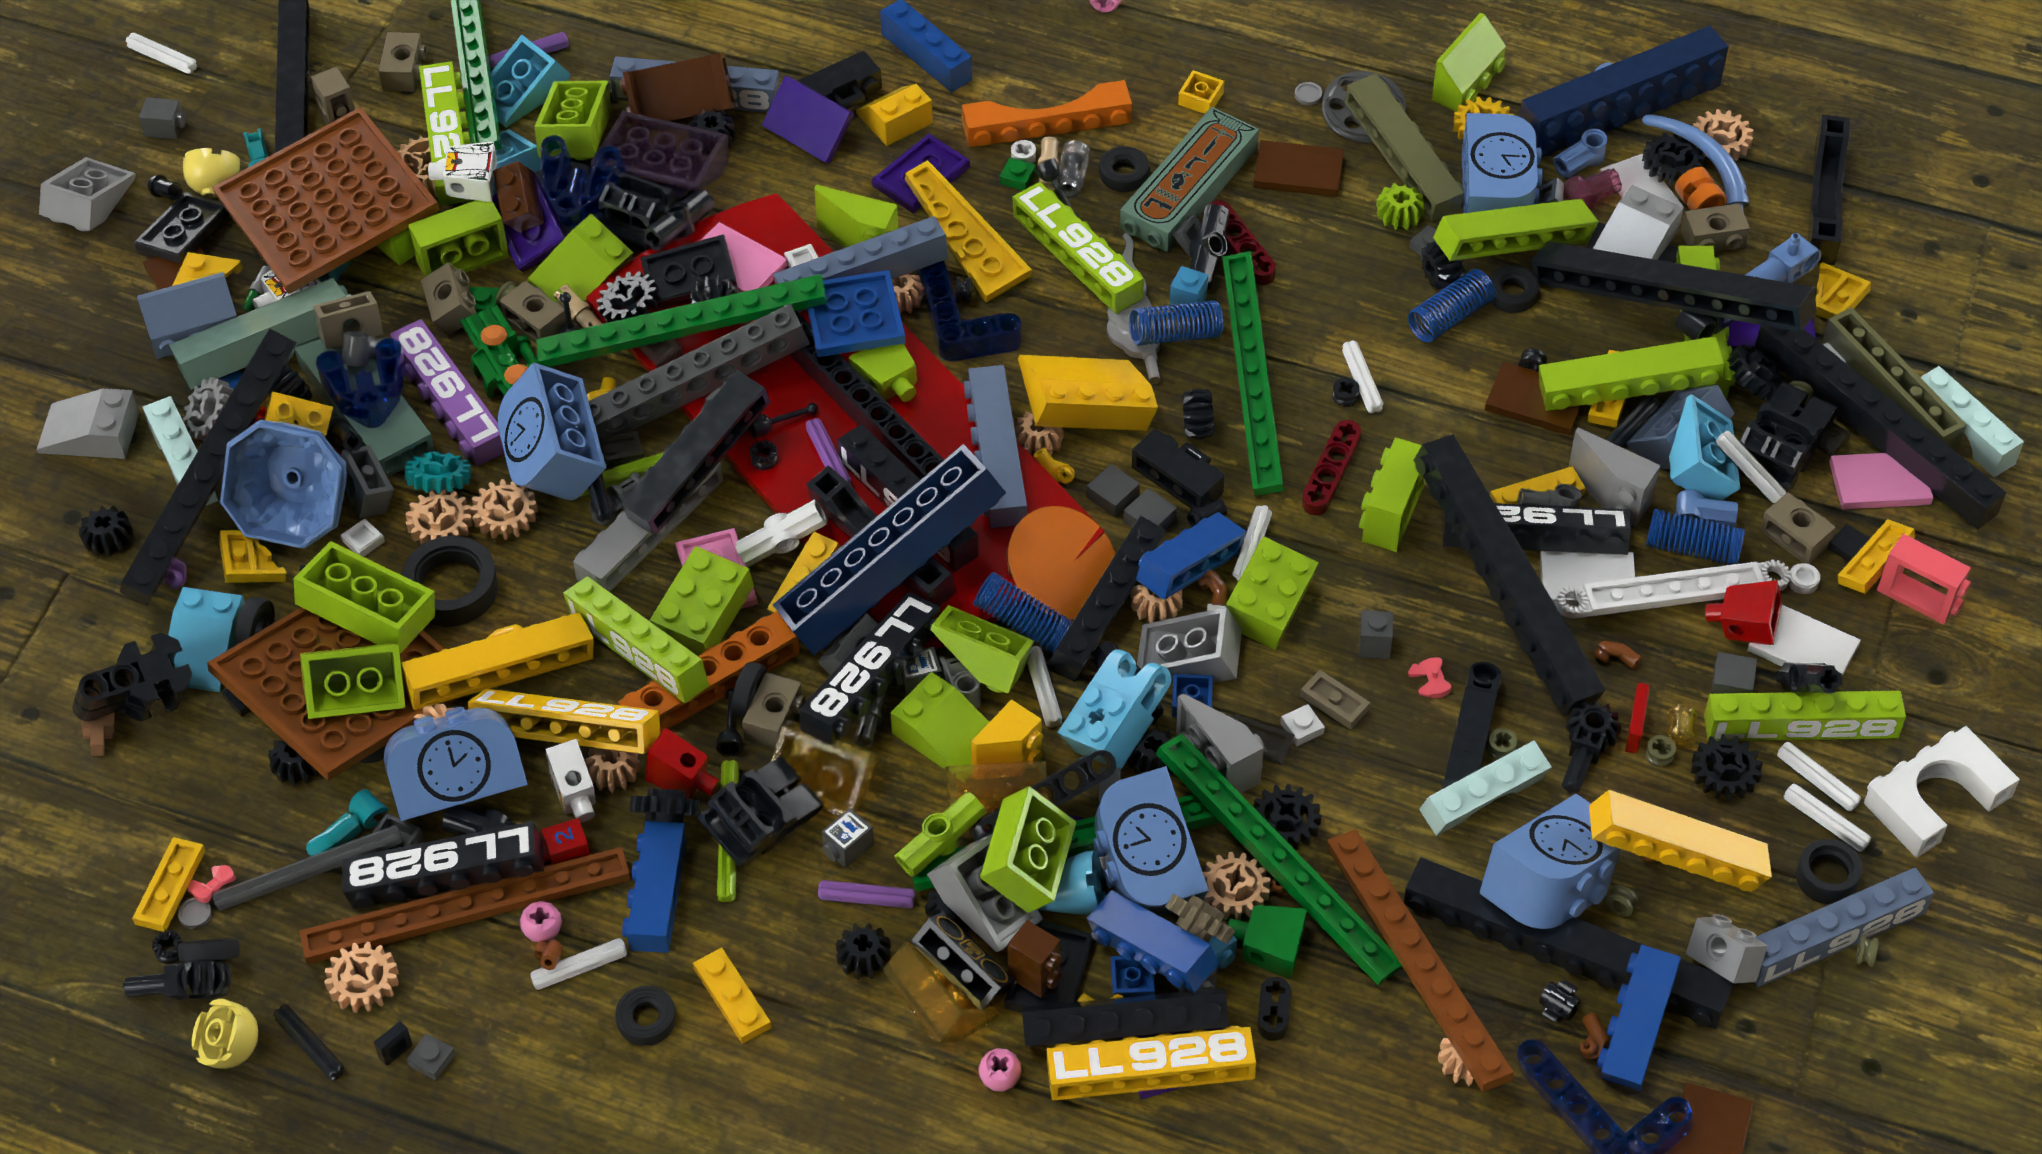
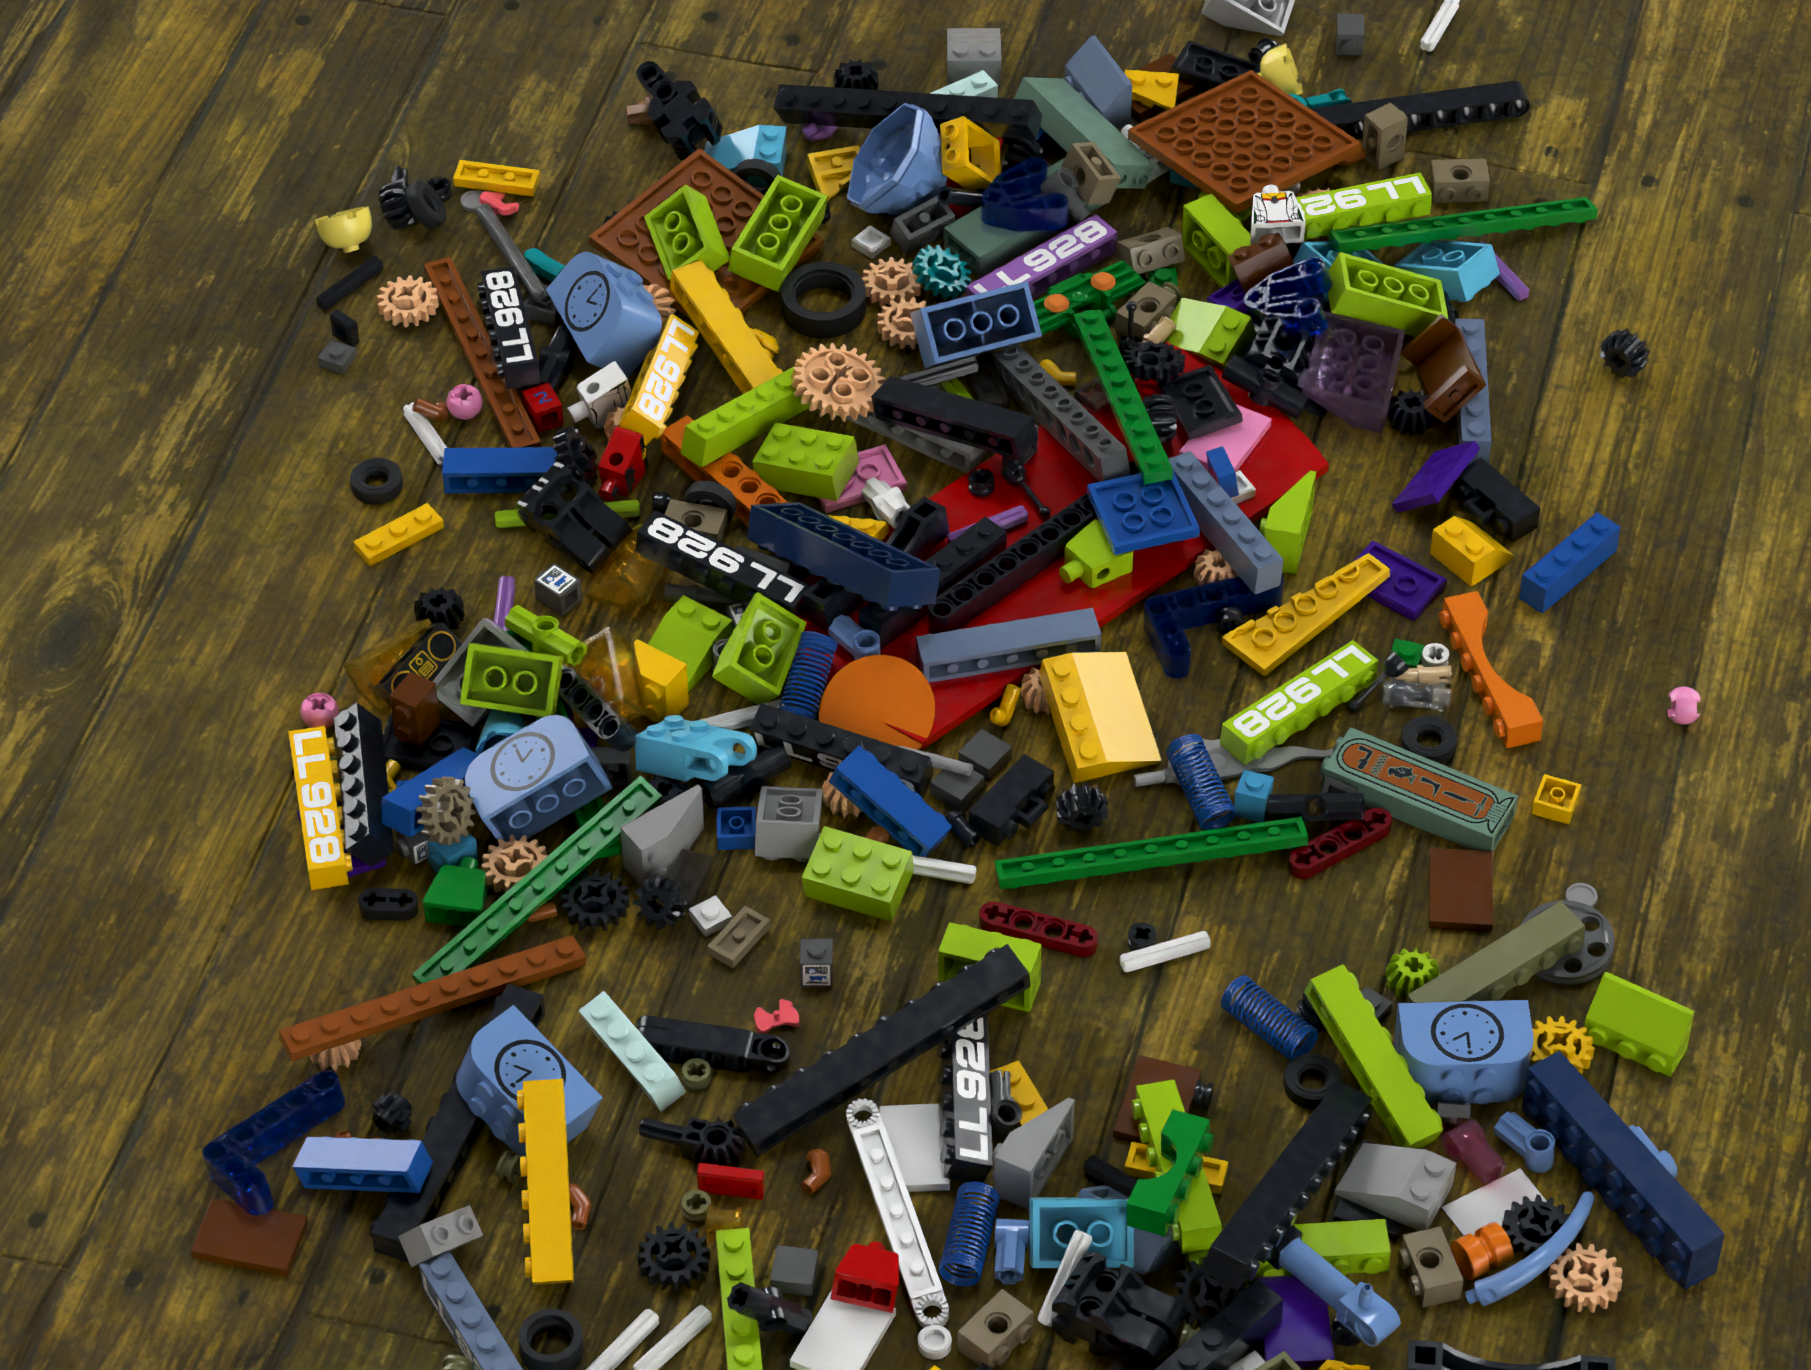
camera: 85 degrees right, 5 degrees down
(610, 555) = (825, 369): none -> light nougat gear
(802, 250) = (1222, 470): none -> blue piece
(978, 565) = (854, 638): none -> medium blue piece
(1129, 521) = (945, 763): none -> light grey piece
(1299, 755) = (664, 892): none -> black gear
(1636, 349) = (1157, 1200): none -> green arch

